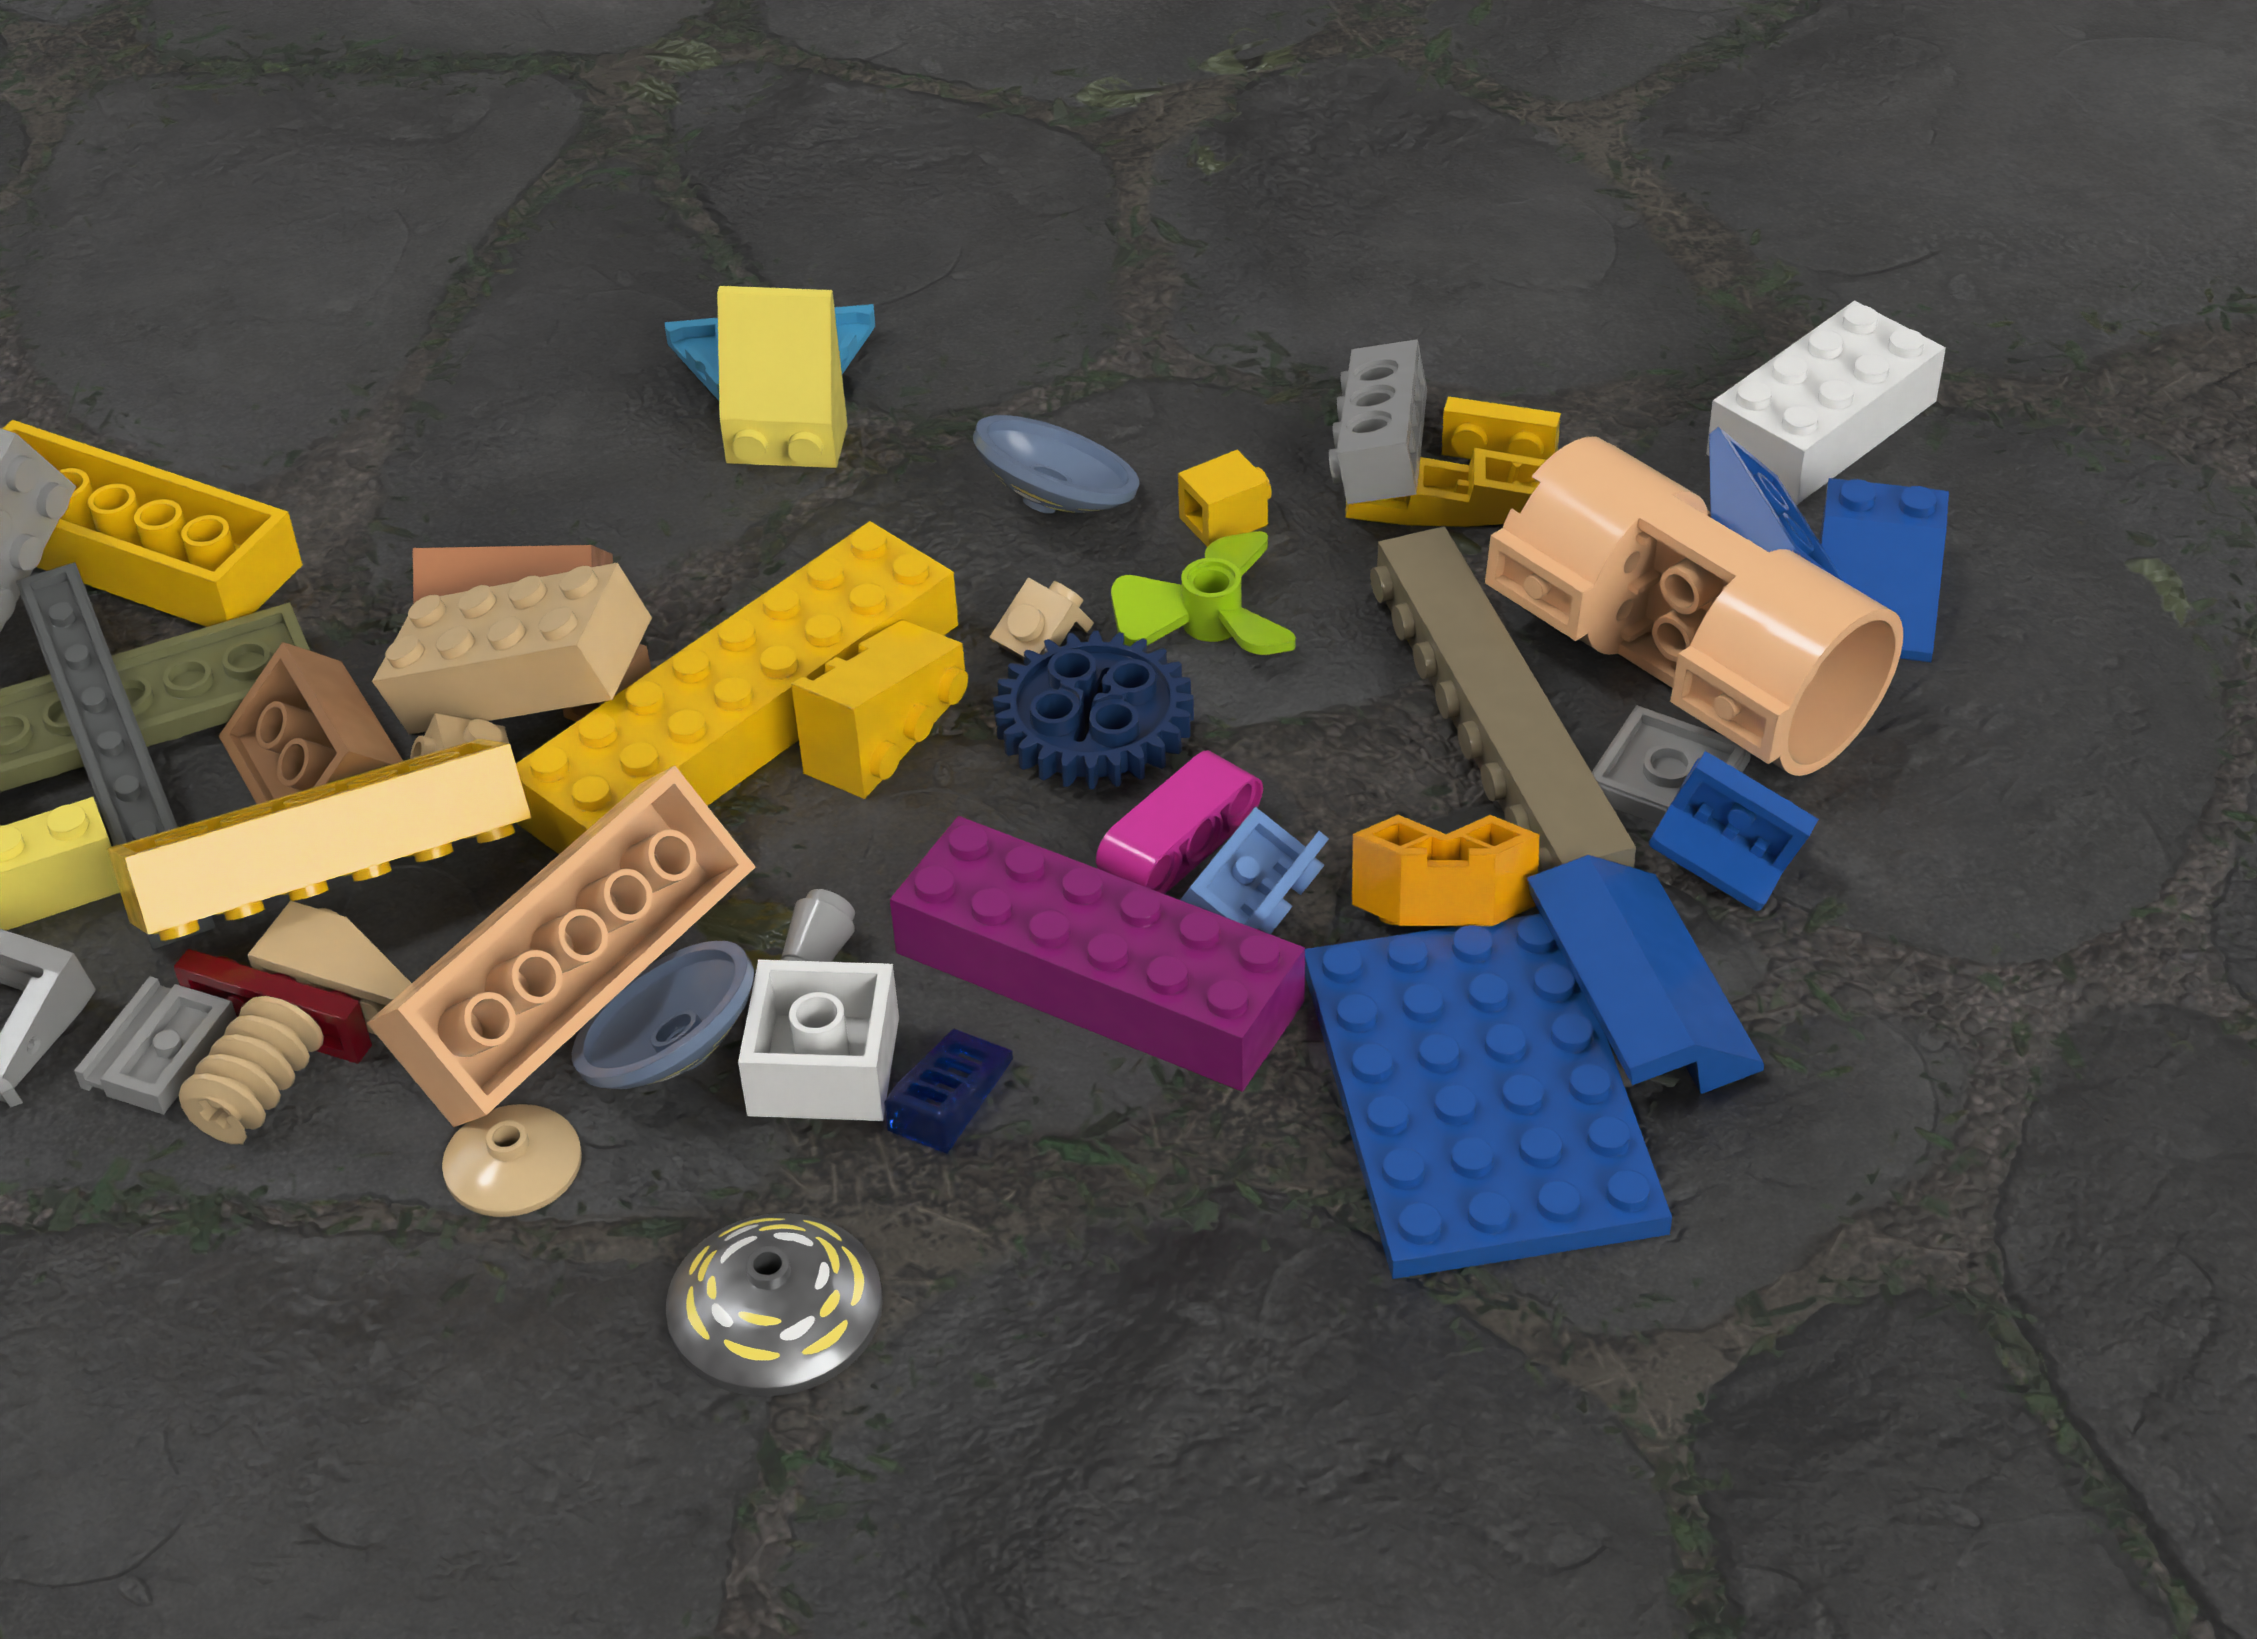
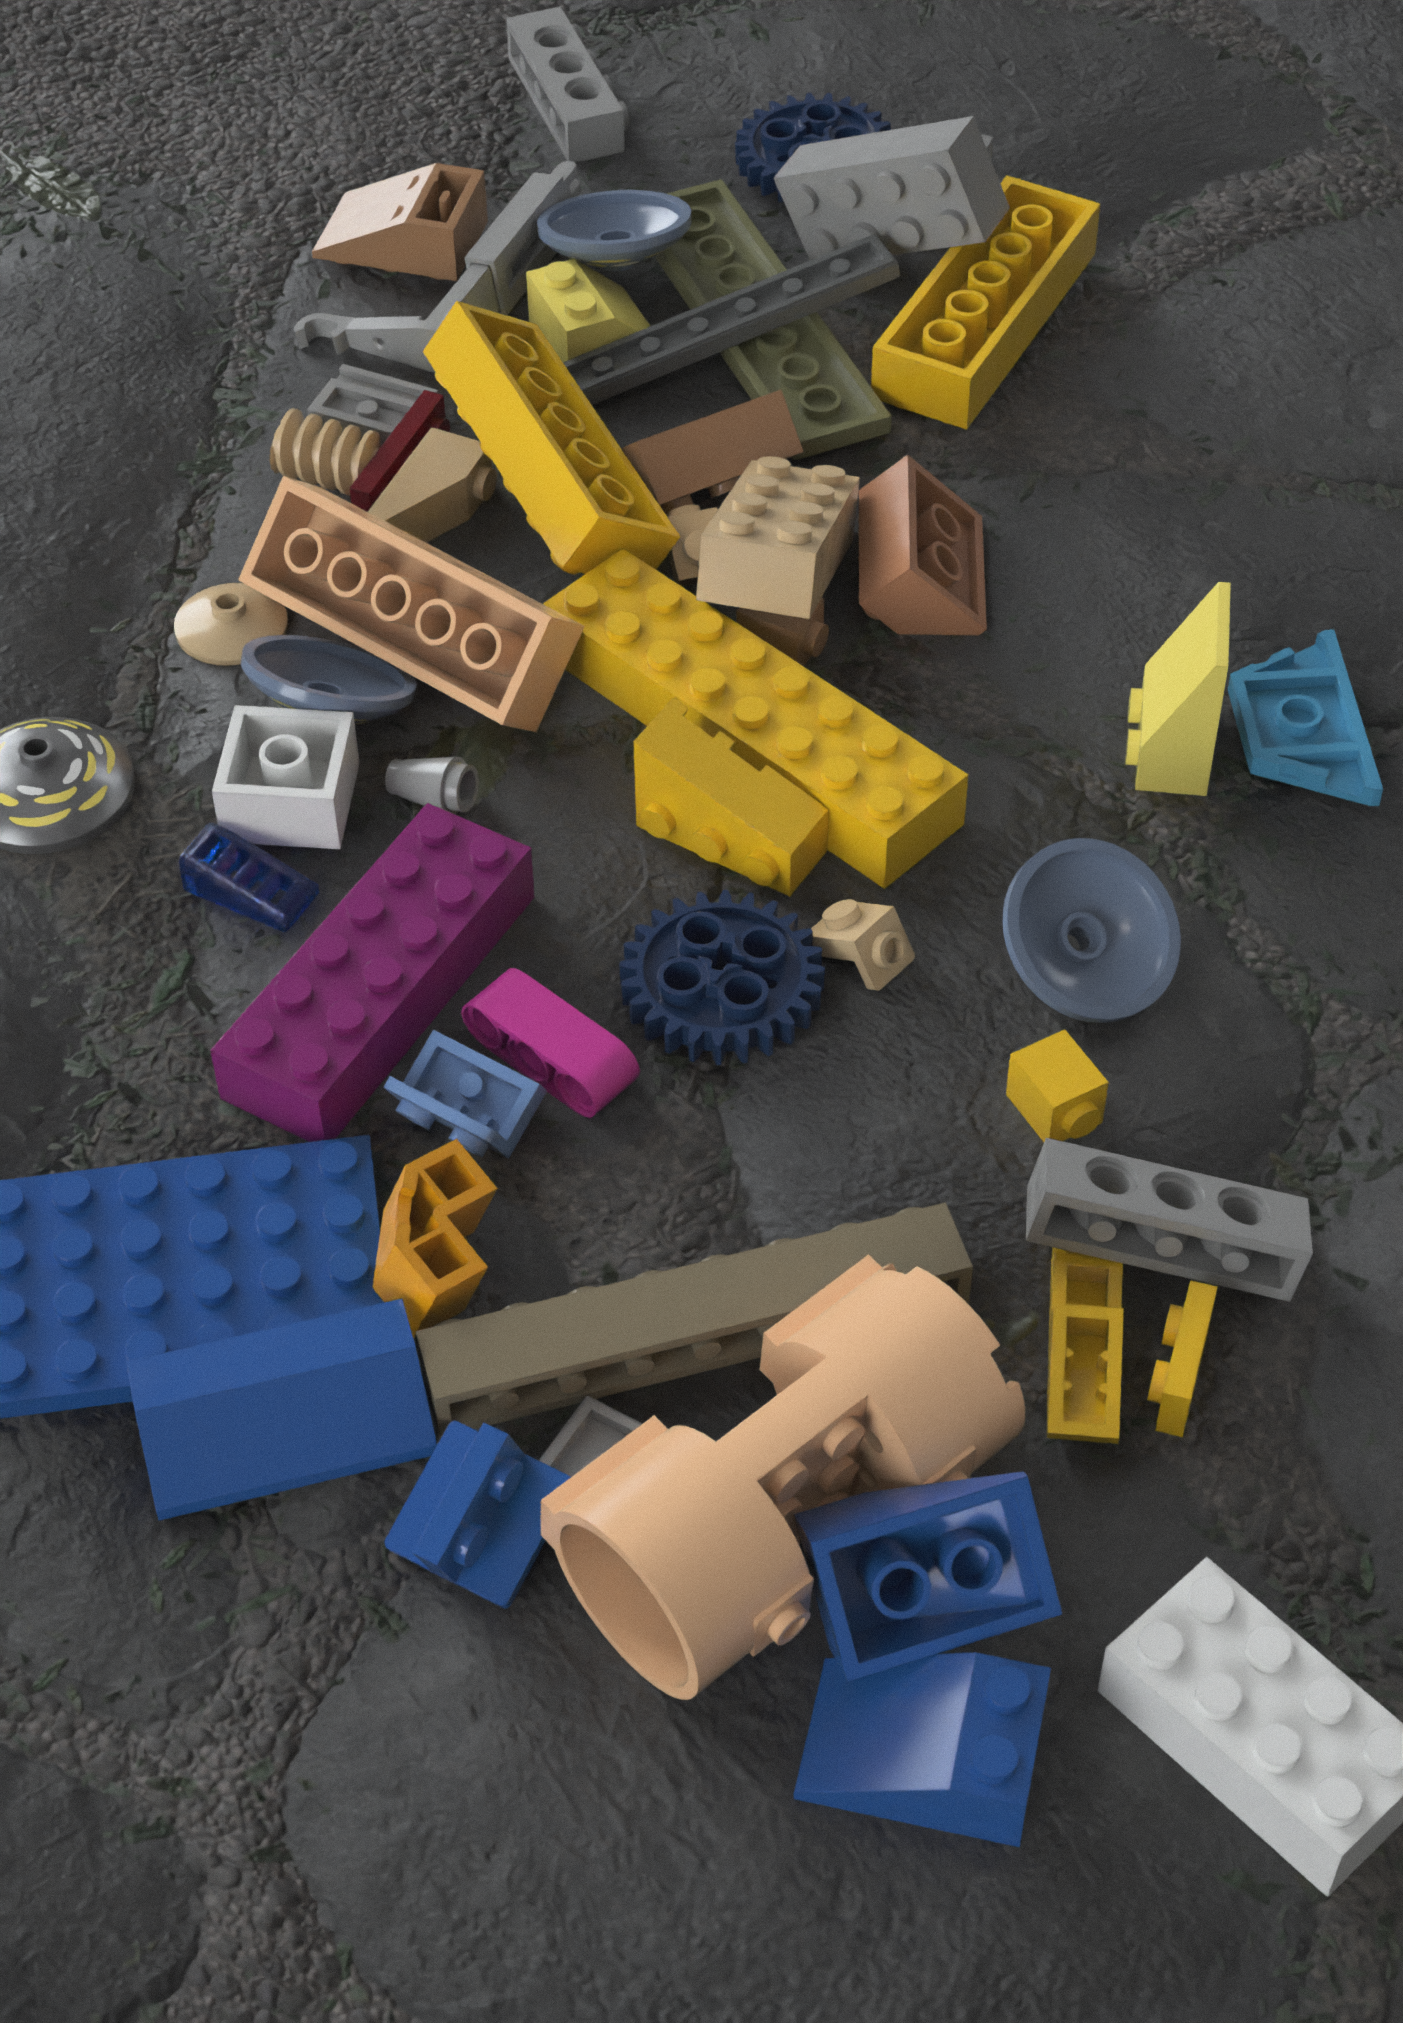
camera: 90 degrees right, 5 degrees up
(1205, 602) = (883, 1078): lime piece -> none

